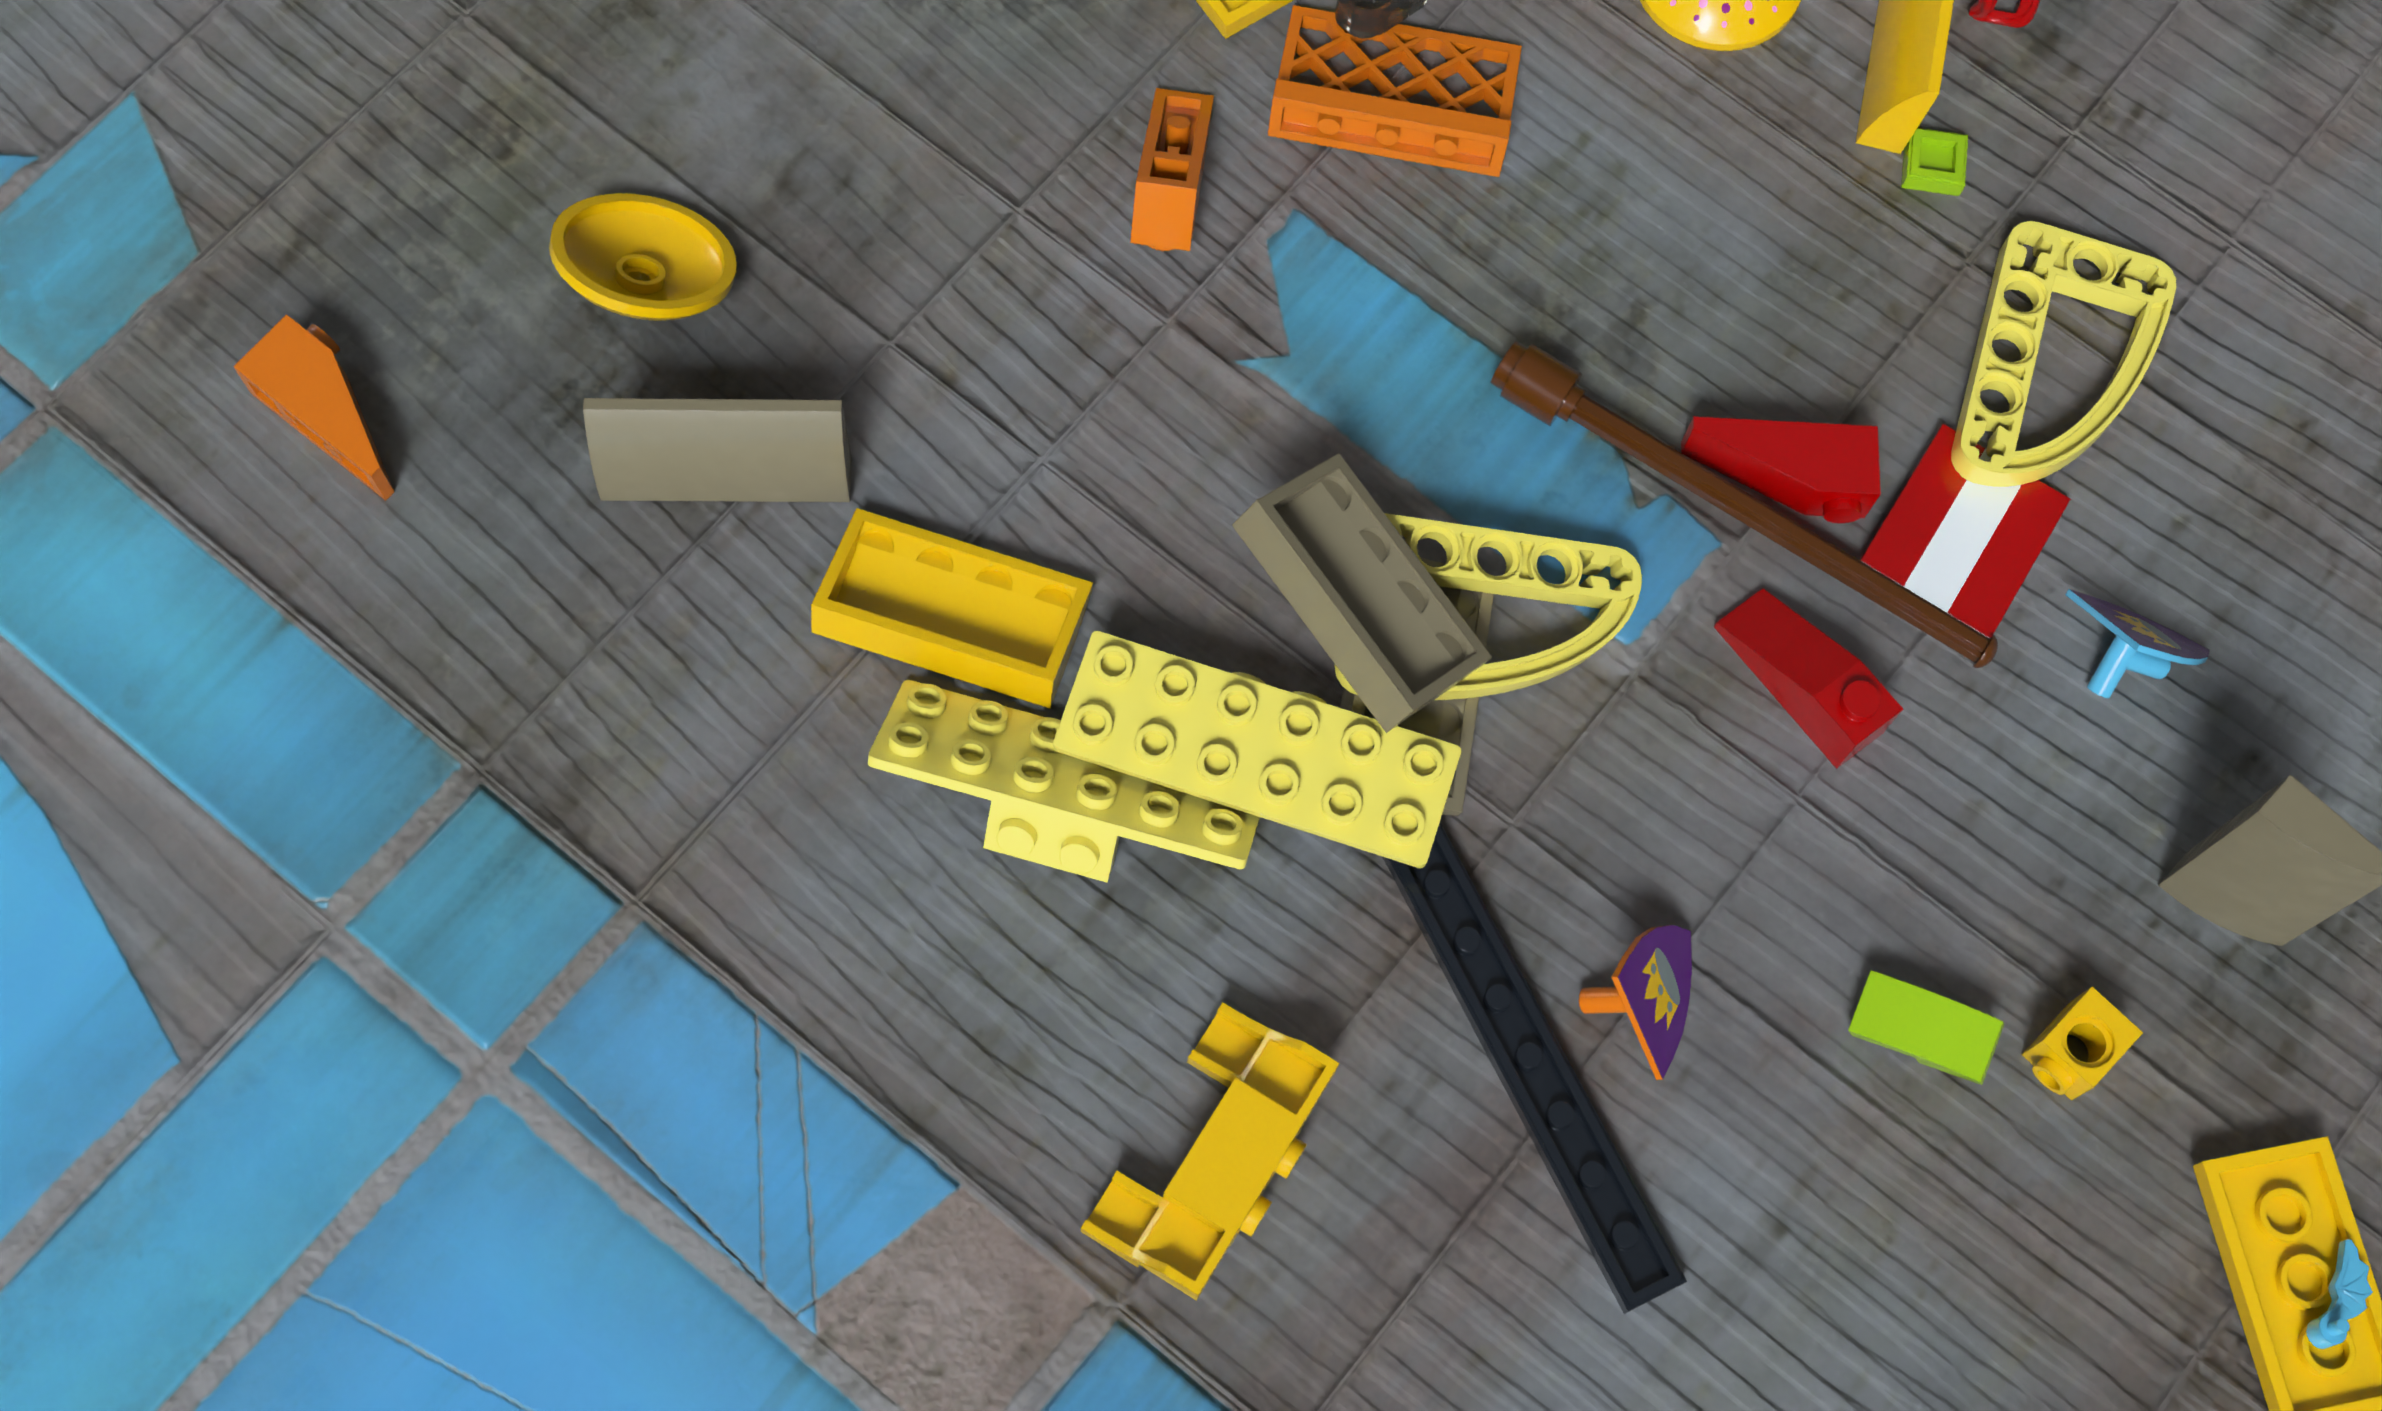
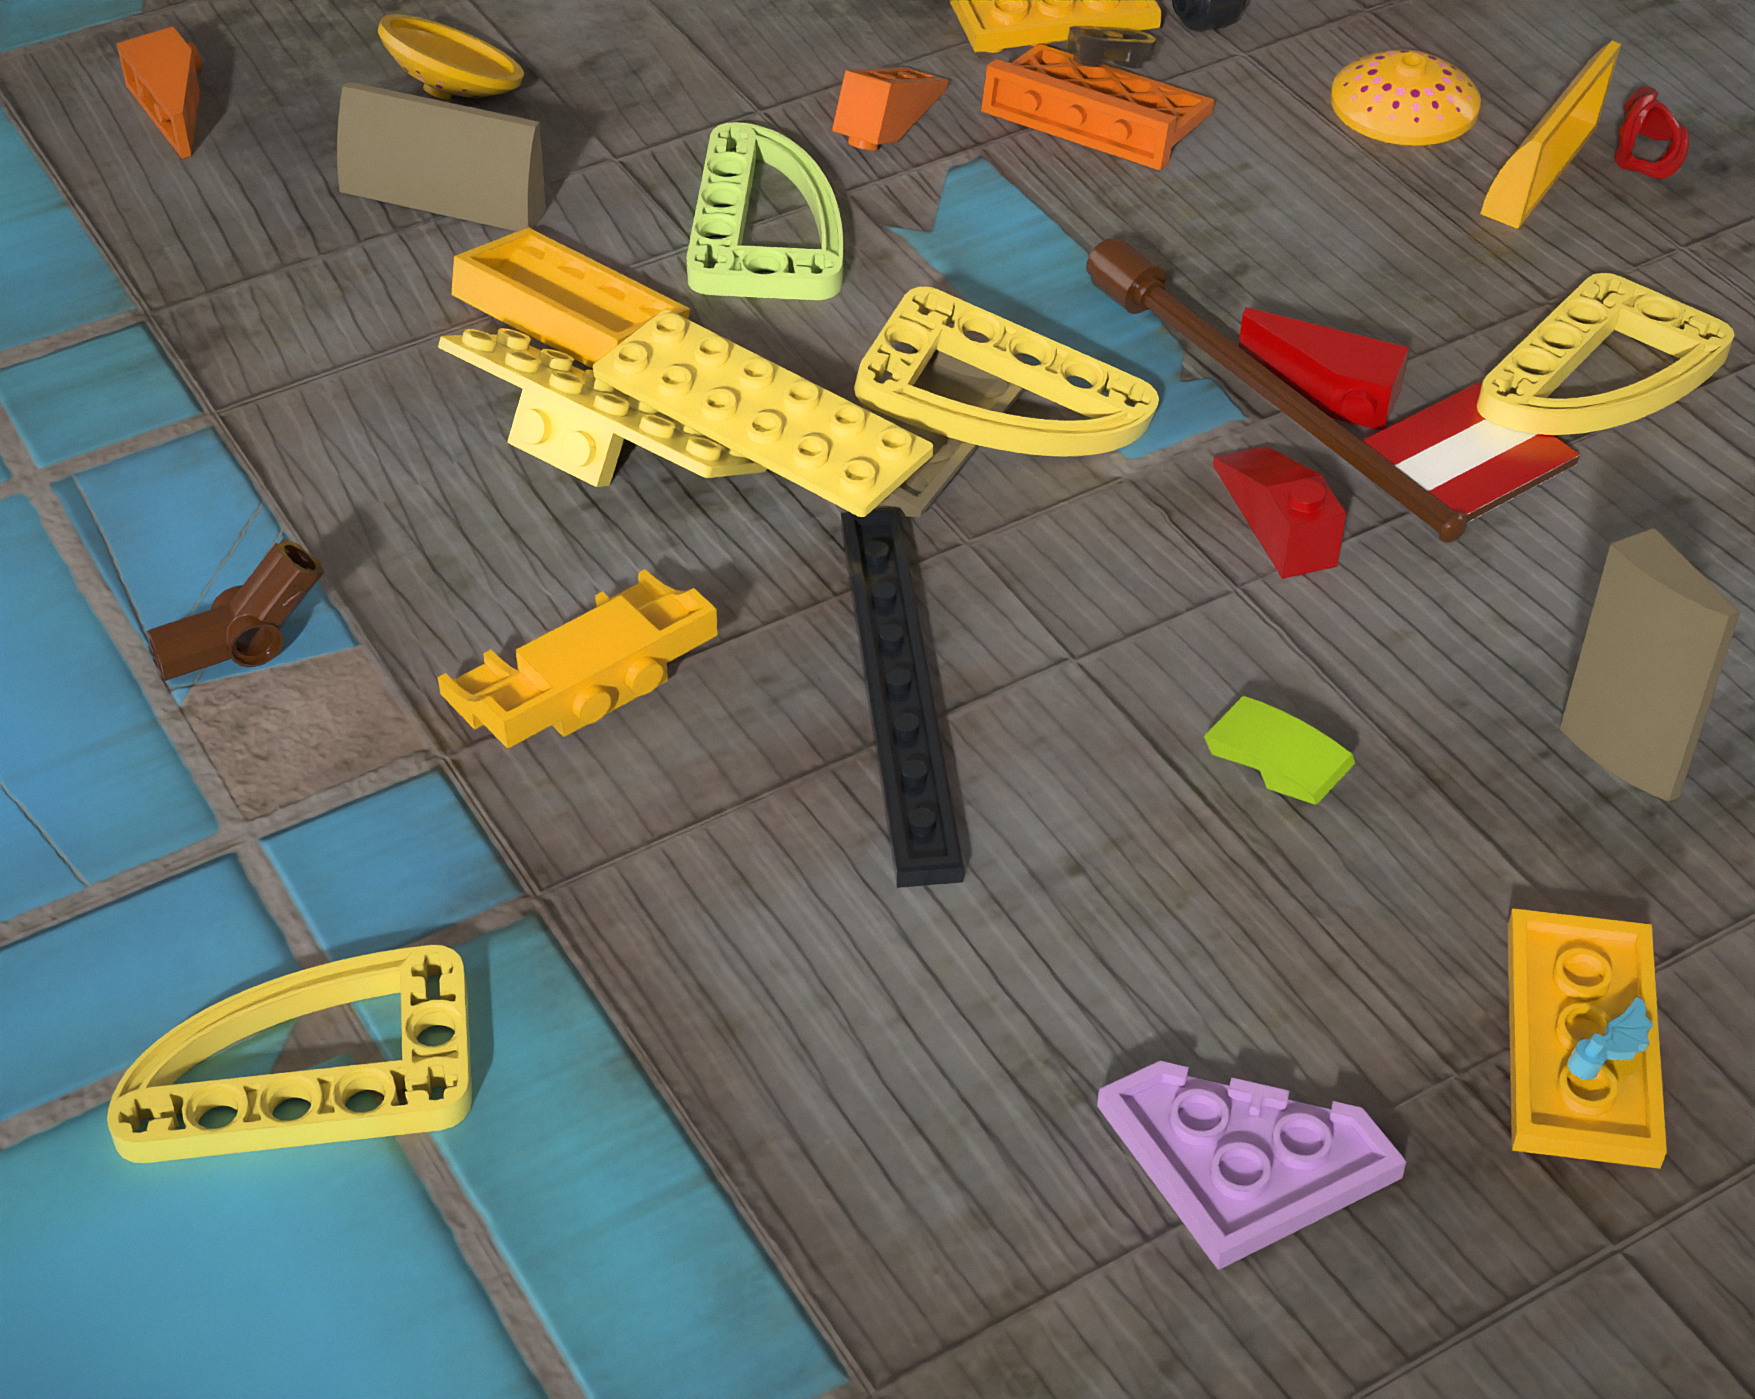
camera: 25 degrees right, 25 degrees down
(839, 1223) = (242, 619): none -> reddish brown piece
(1106, 484) = (798, 271): none -> yellowish green beam
(1361, 591) = (894, 320): dark tan slope -> none
(1653, 991) = (1032, 650): shield -> none
(1935, 162) = (1544, 233): lime tile -> none
(2099, 1027) = (1427, 798): yellow brick -> none
(2137, 647) = (1582, 546): shield -> none

